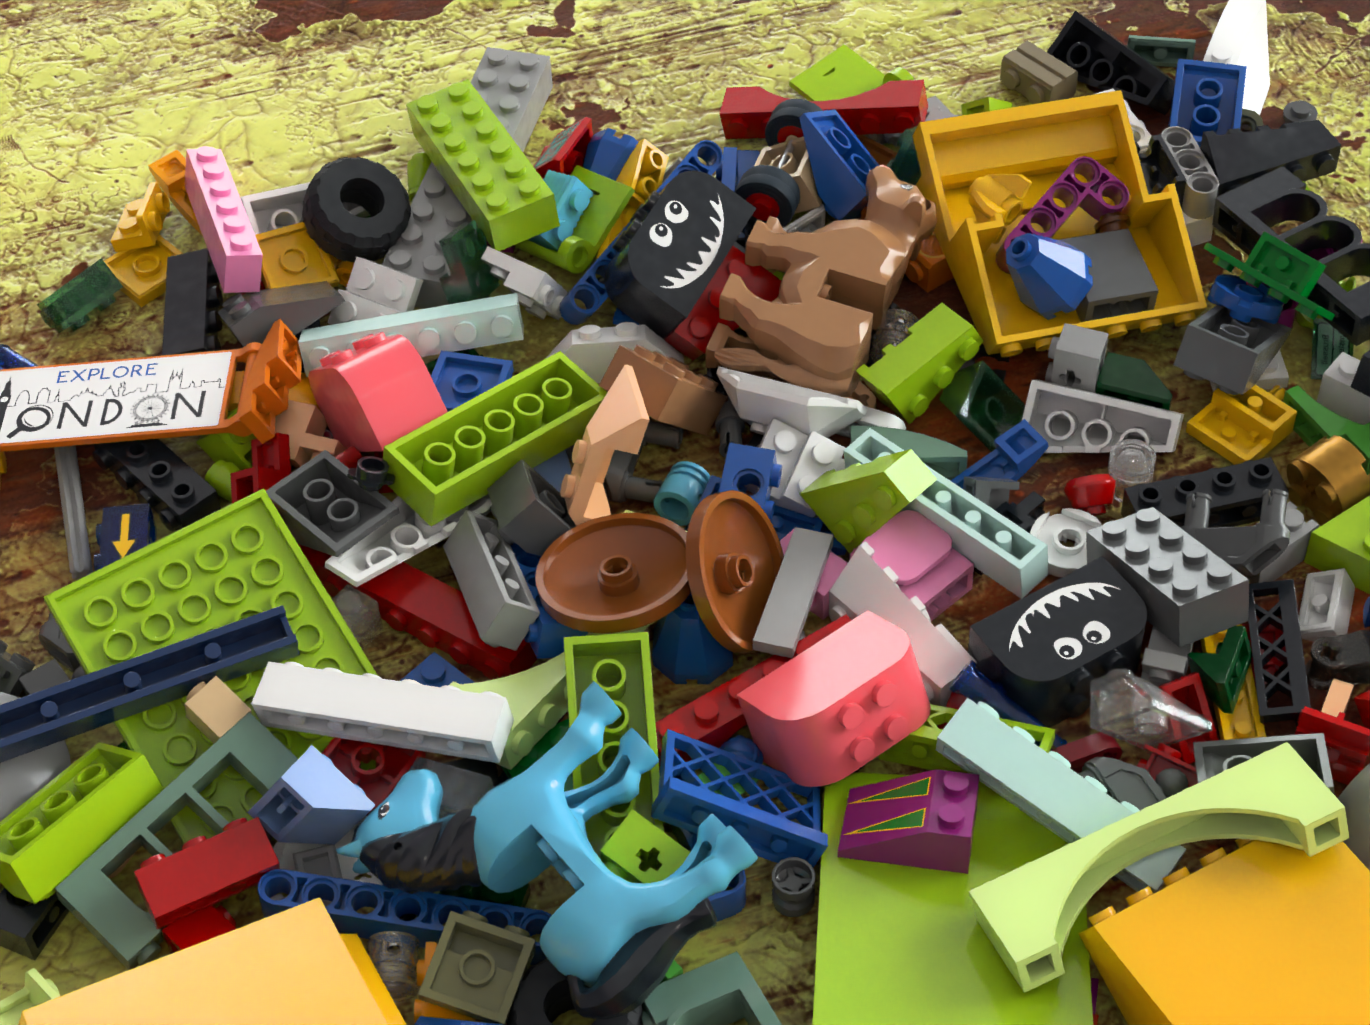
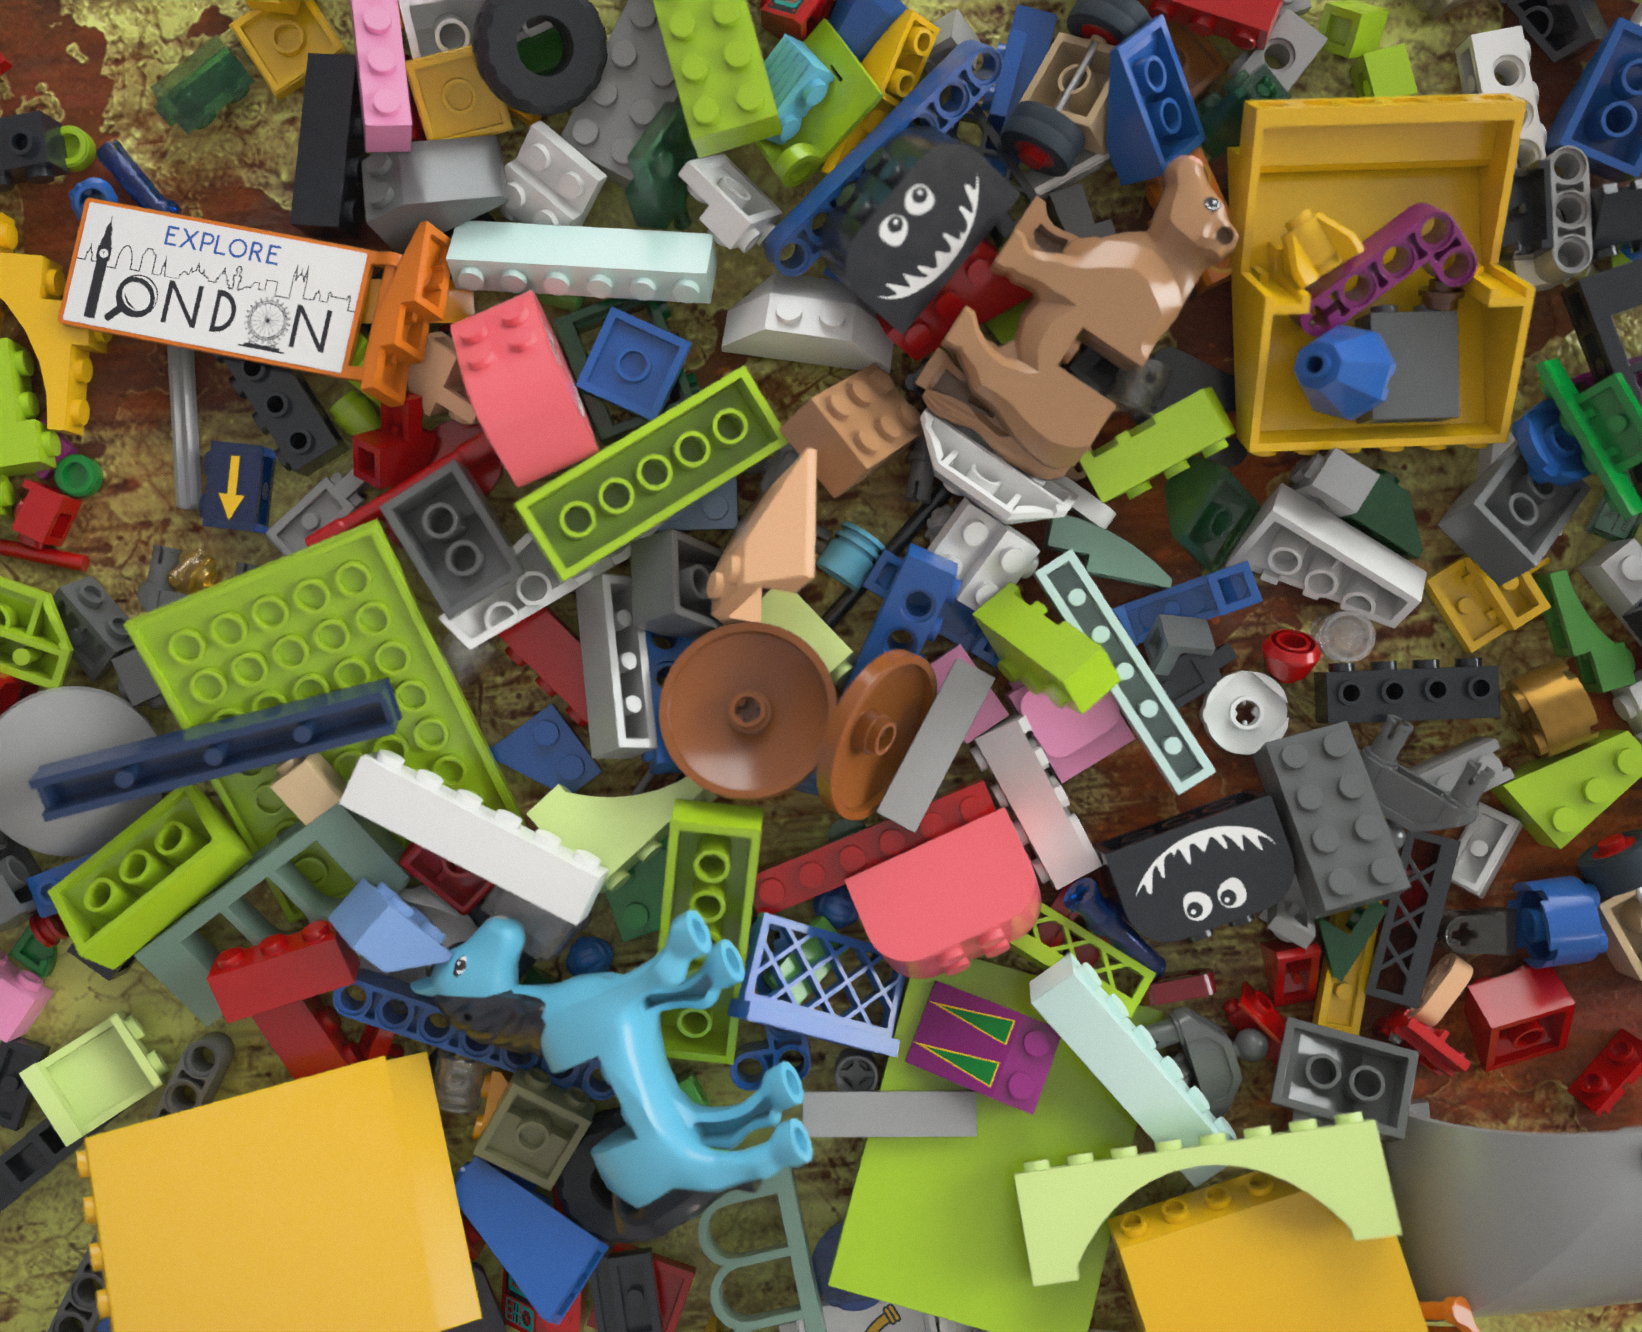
camera: 15 degrees right, 40 degrees up
(371, 473) = (505, 513): black plate -> none
(641, 839) = (716, 1059): lime brick -> none
(833, 890) = (890, 1113): none -> light grey tile
(1141, 711) = (1248, 981): clear slope -> none

